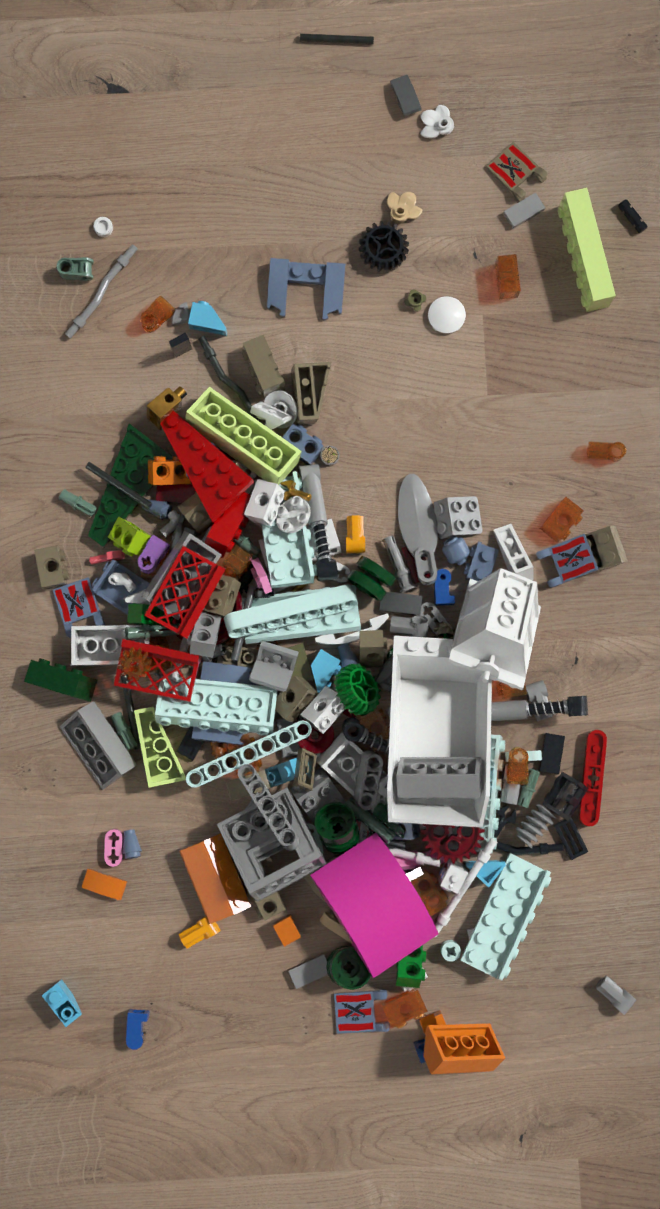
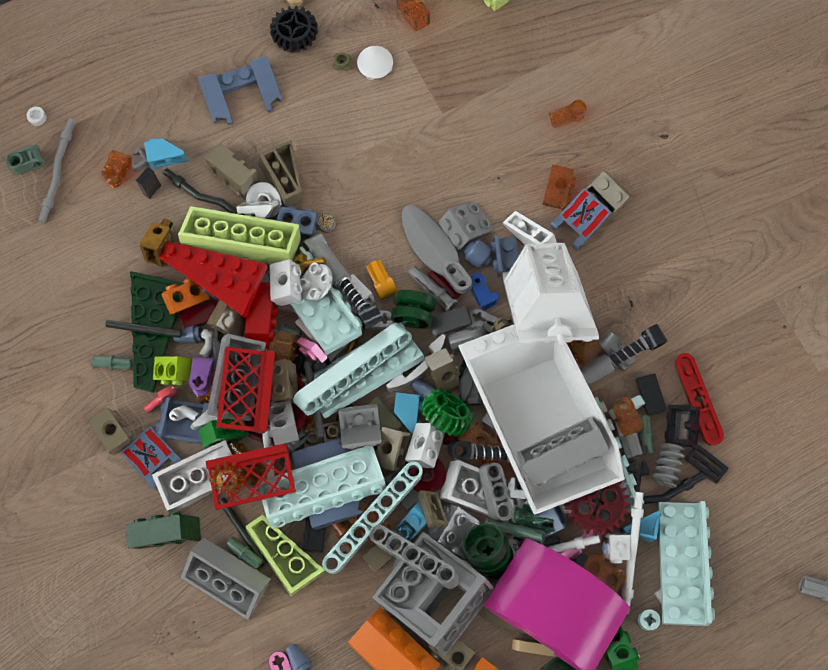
camera: 20 degrees left, 10 degrees down
(132, 633) = (225, 446): sand green pin -> none

